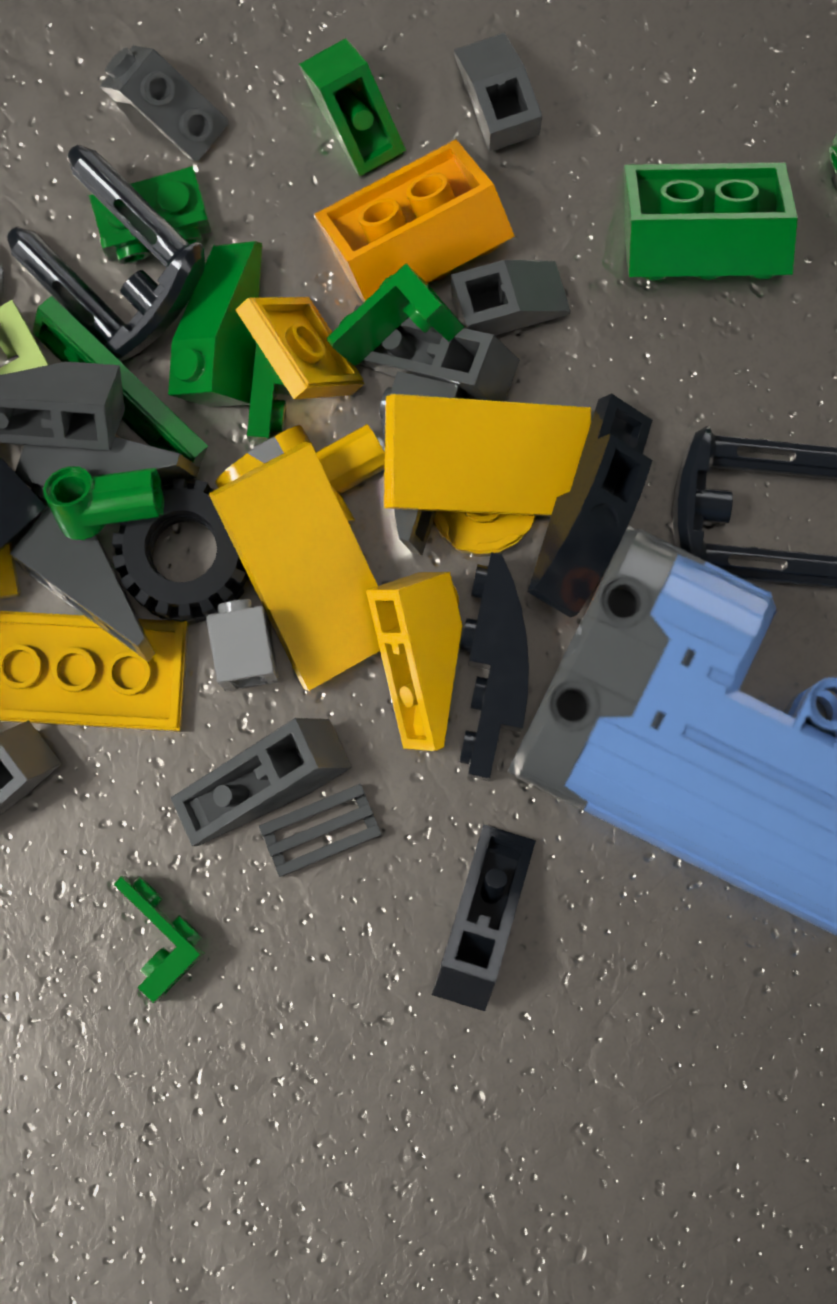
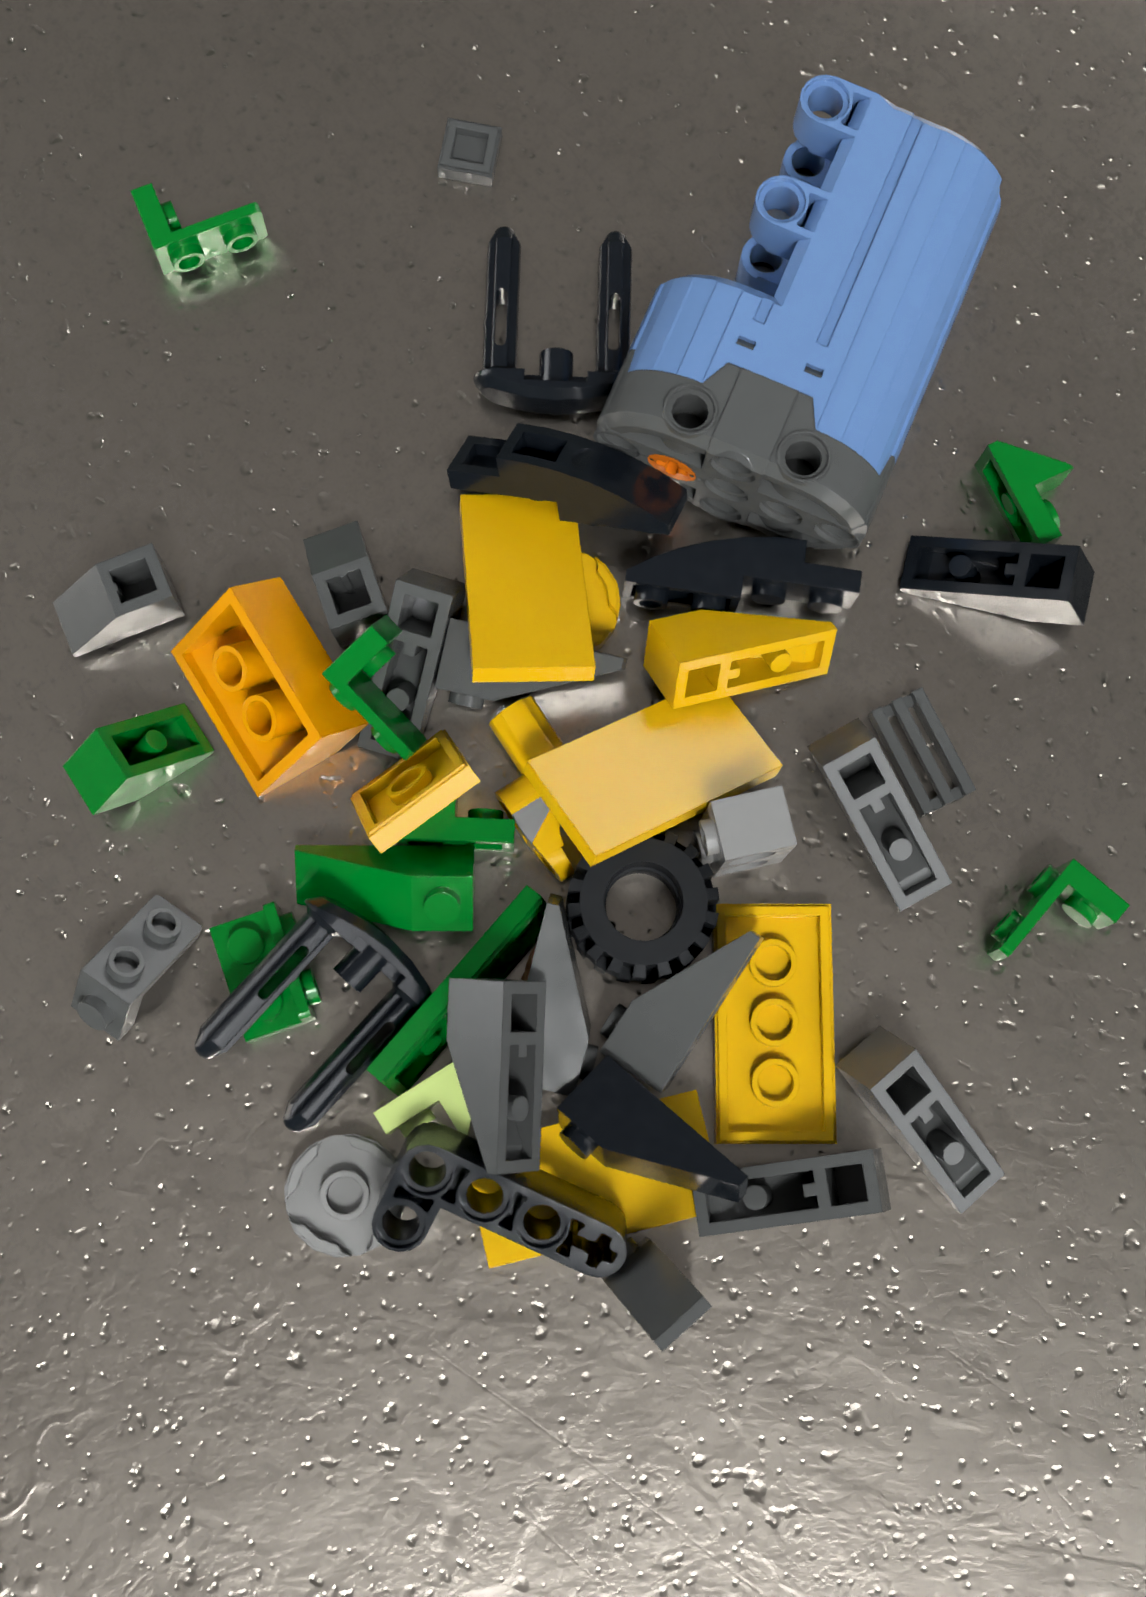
camera: 105 degrees left, 5 degrees down
(88, 502) = (601, 978): green piece -> none
(581, 944) = (1016, 482): none -> green slope
(709, 220) = (254, 384): green slope -> none

